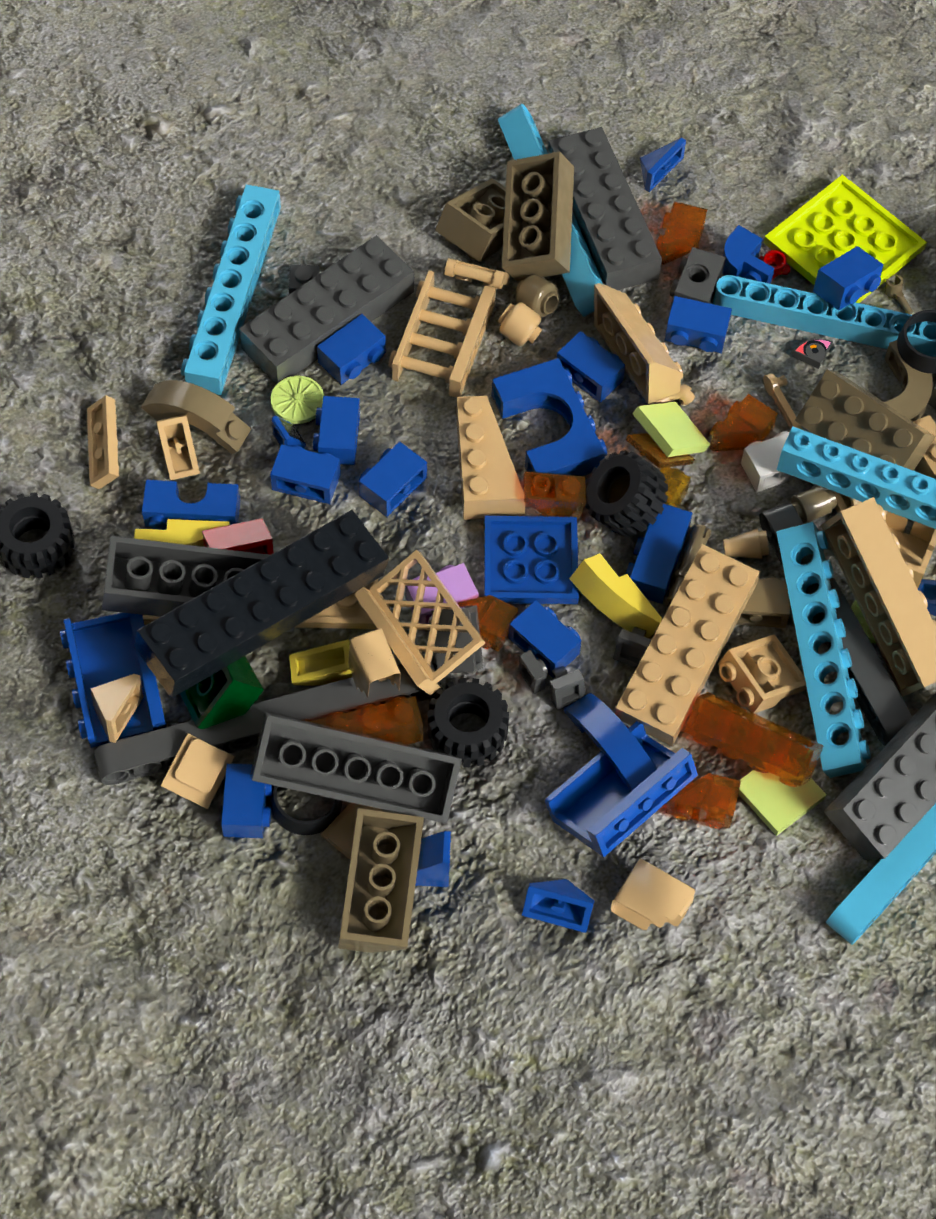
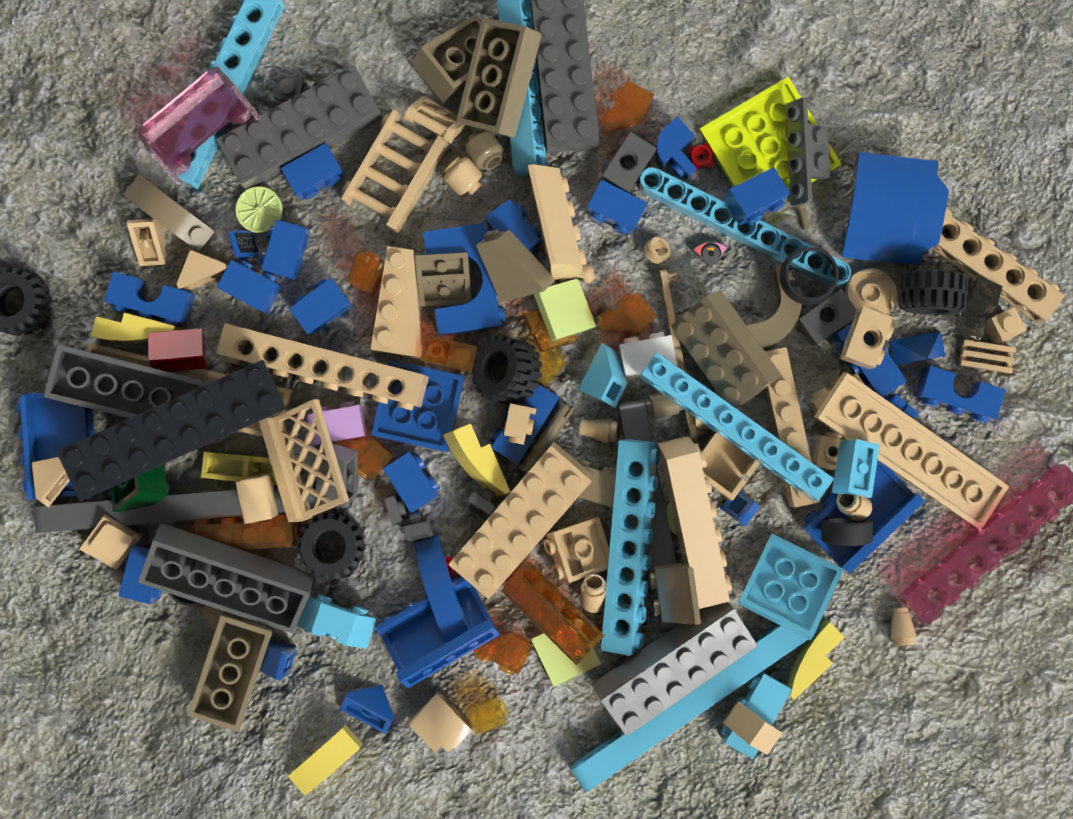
camera: 15 degrees right, 25 degrees up
(102, 442) = (87, 221): tan plate -> none
(219, 304) = (192, 120): none -> clear pink windscreen
(248, 465) = (199, 271): none -> tan slope
(427, 524) = (235, 338): none -> tan brick
(438, 430) = (366, 272): none -> clear orange slope
(501, 802) = (348, 626): none -> medium azure brick
(520, 973) = (325, 760): none -> light yellow slope
(526, 420) = (443, 279): none -> dark tan slope
(602, 389) = (512, 266): none -> dark tan slope
(656, 538) = (518, 423): none -> tan brick
(661, 162) = (628, 27): blue slope -> none
(708, 876) = (487, 714): none -> clear yellow brick
(736, 490) = (605, 377): none -> medium azure slope
(754, 358) = (657, 250): none -> tan tile
(795, 711) = (593, 593): none -> tan brick
(885, 233) = (806, 152): none -> dark grey bracket
(895, 670) = (675, 593): none -> dark tan slope

